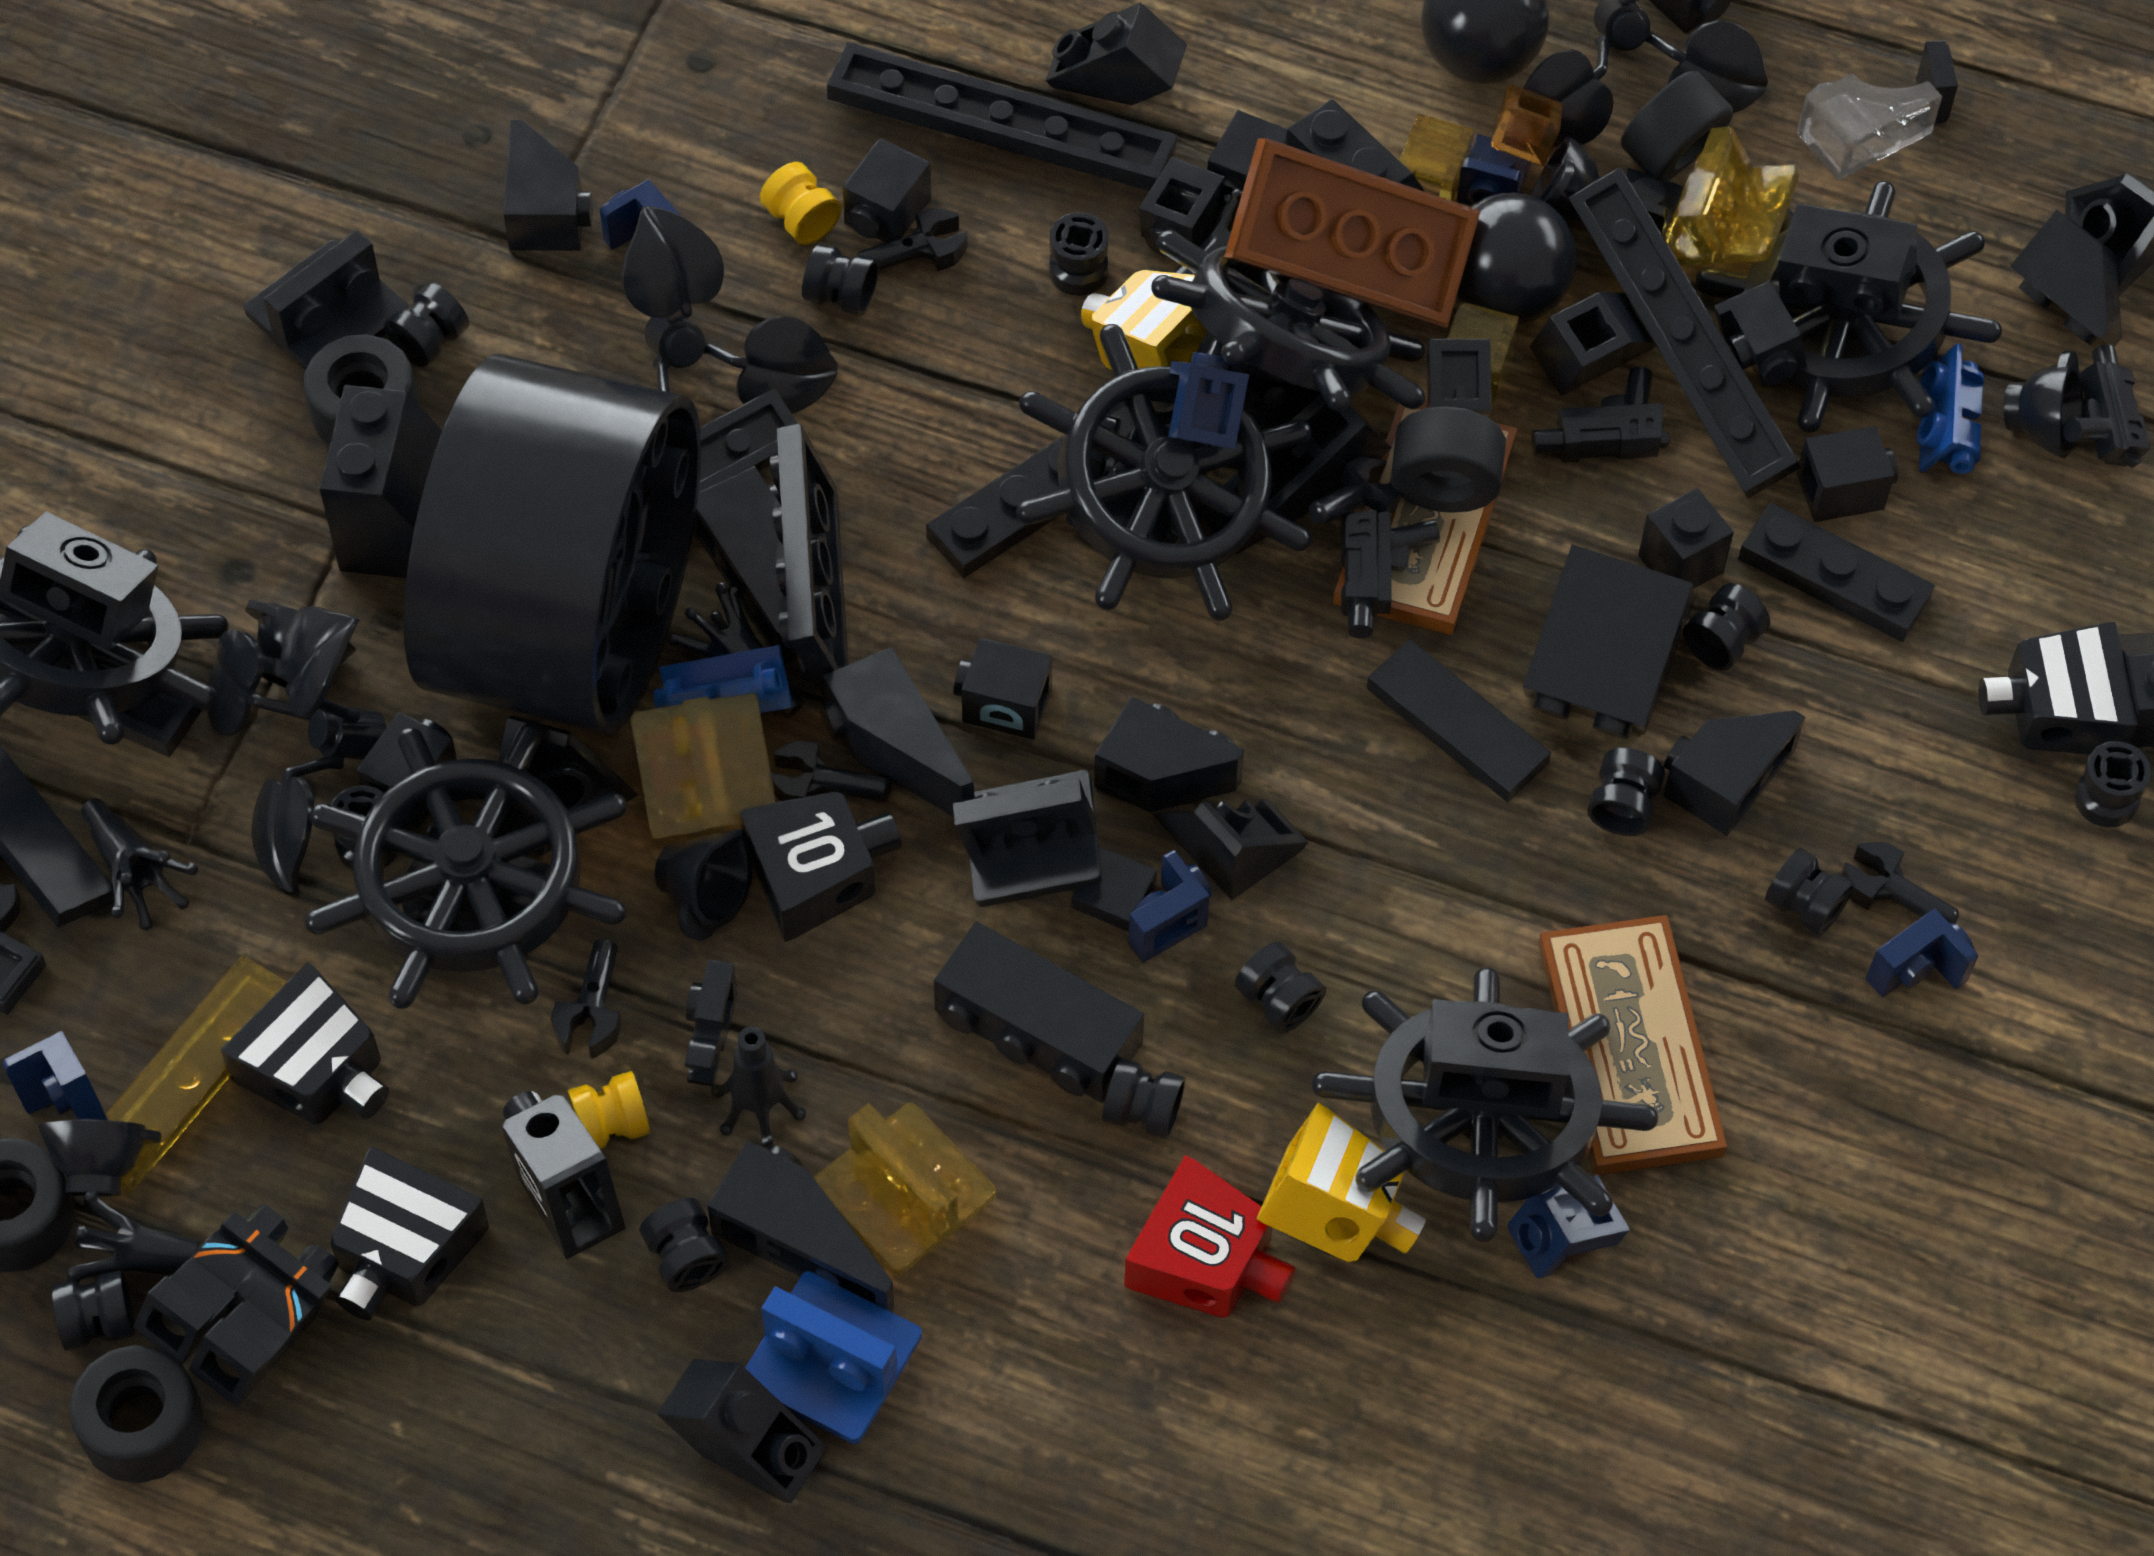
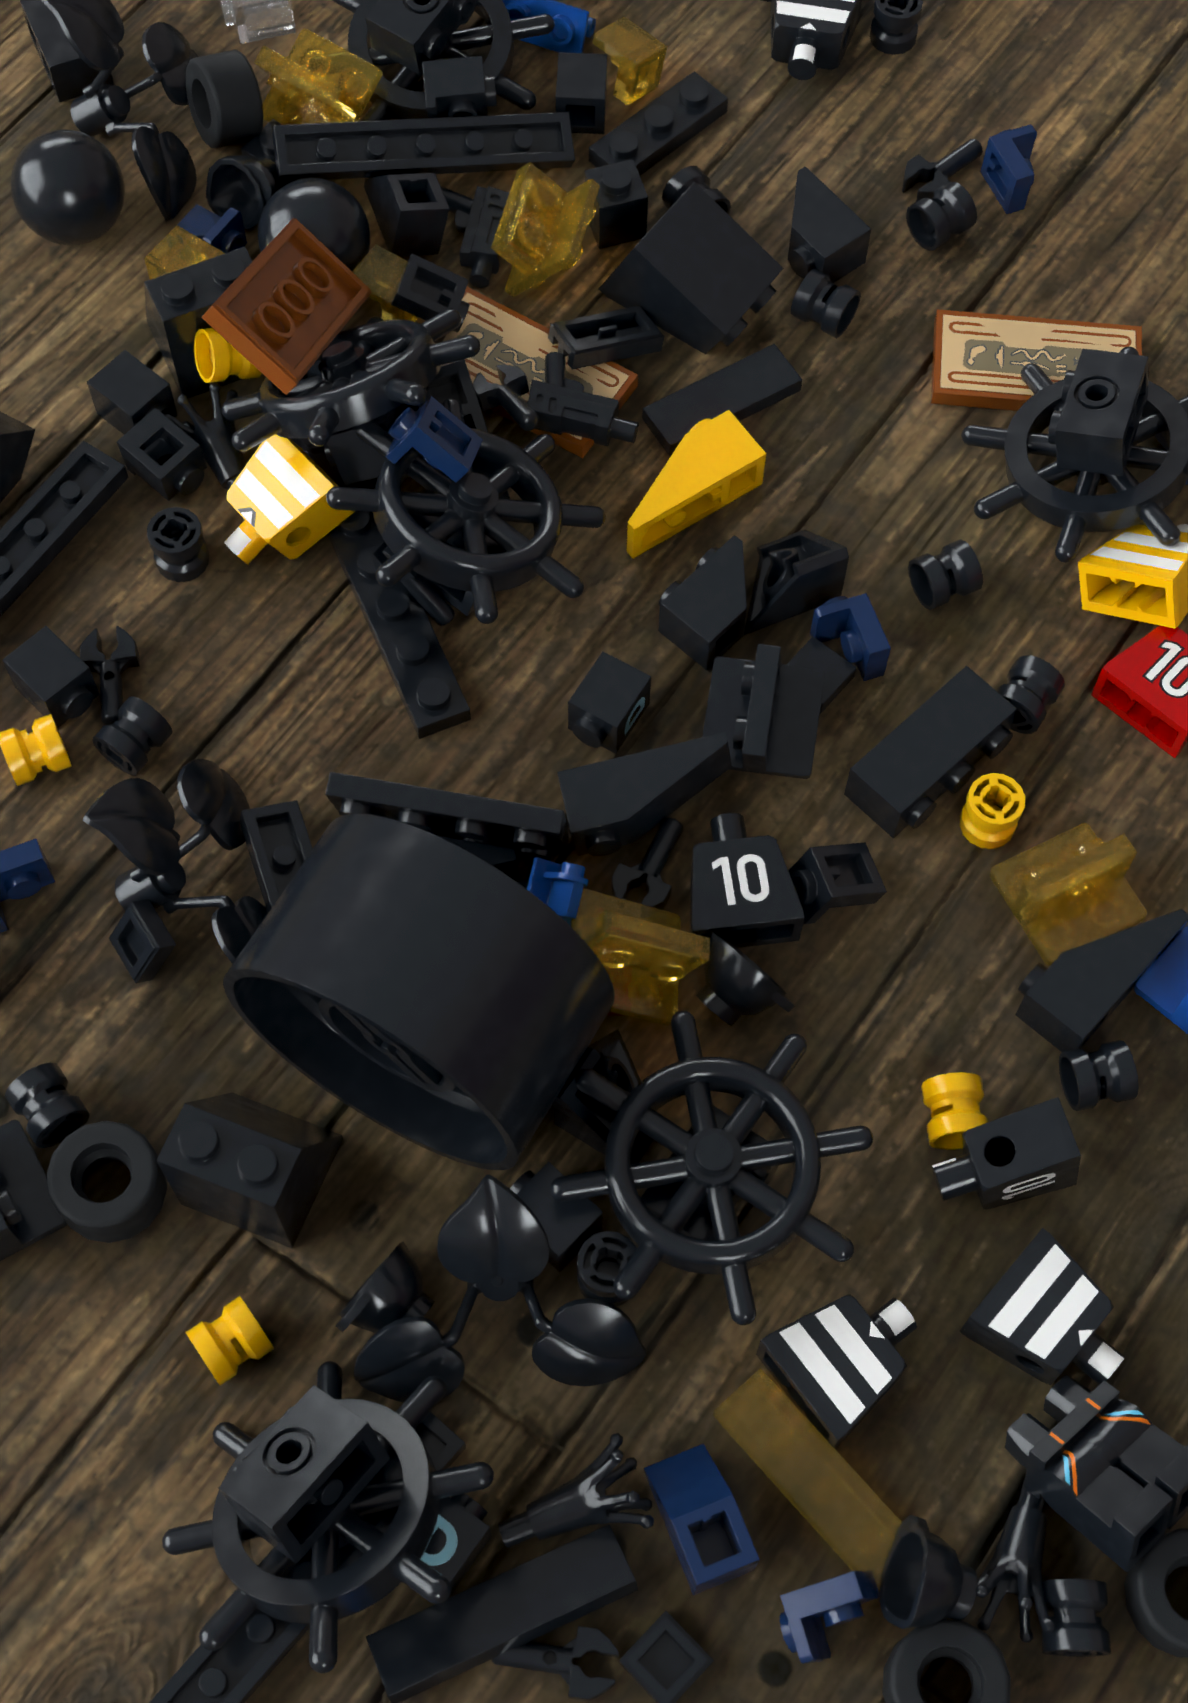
camera: 75 degrees left, 5 degrees up
(66, 755) = (457, 1538): none -> black brick
(125, 956) = (701, 1519): none -> dark blue slope
(234, 538) = (229, 1340): none -> yellow wheel
(590, 1004) = (836, 1109): black bar -> none
(615, 349) = (142, 941): none -> black tile
(711, 1009) = (877, 1005): black plate -> none
(756, 1084) = (961, 980): black piece -> none
(854, 949) = (835, 878): none -> black bracket
(979, 1102) = (984, 821): none -> yellow wheel
(1322, 707) = (704, 473): none -> yellow slope
(1448, 459) = (508, 318): black tyre -> none
(1485, 582) = (606, 337): none -> black tile
(1527, 125) = (184, 190): clear orange slope -> none
(1603, 463) = (542, 227): none -> clear yellow bracket
(1912, 506) = (636, 55): none -> clear yellow panel

